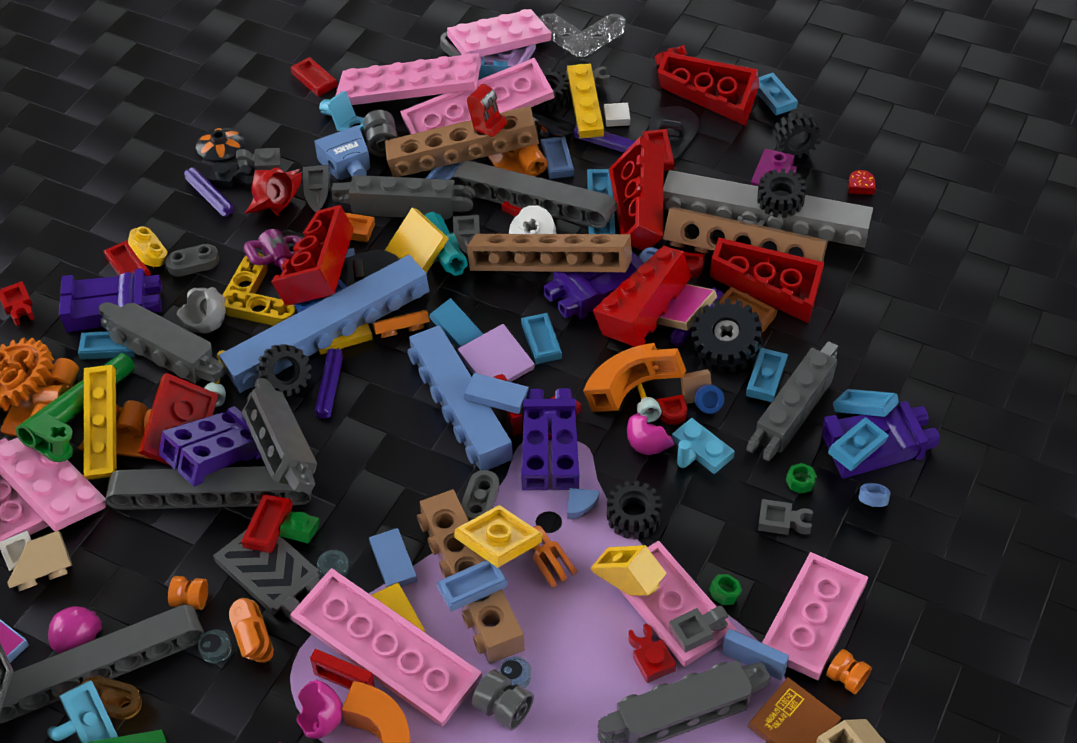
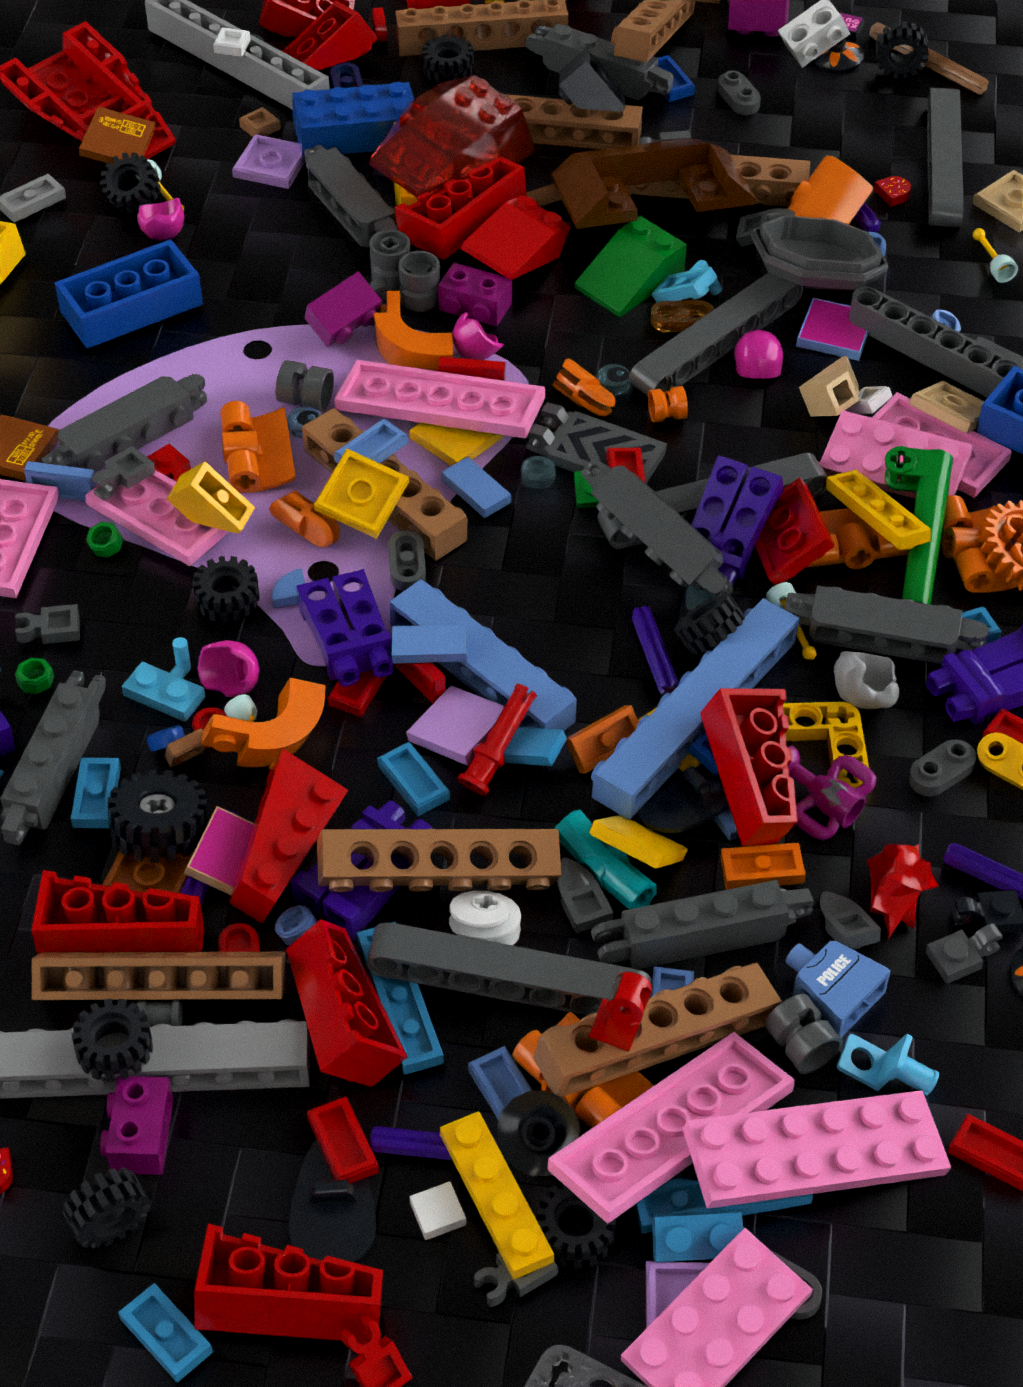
camera: 160 degrees right, 0 degrees up
(484, 322) = (489, 755): none -> red pin
(567, 653) = (256, 448): none -> orange panel

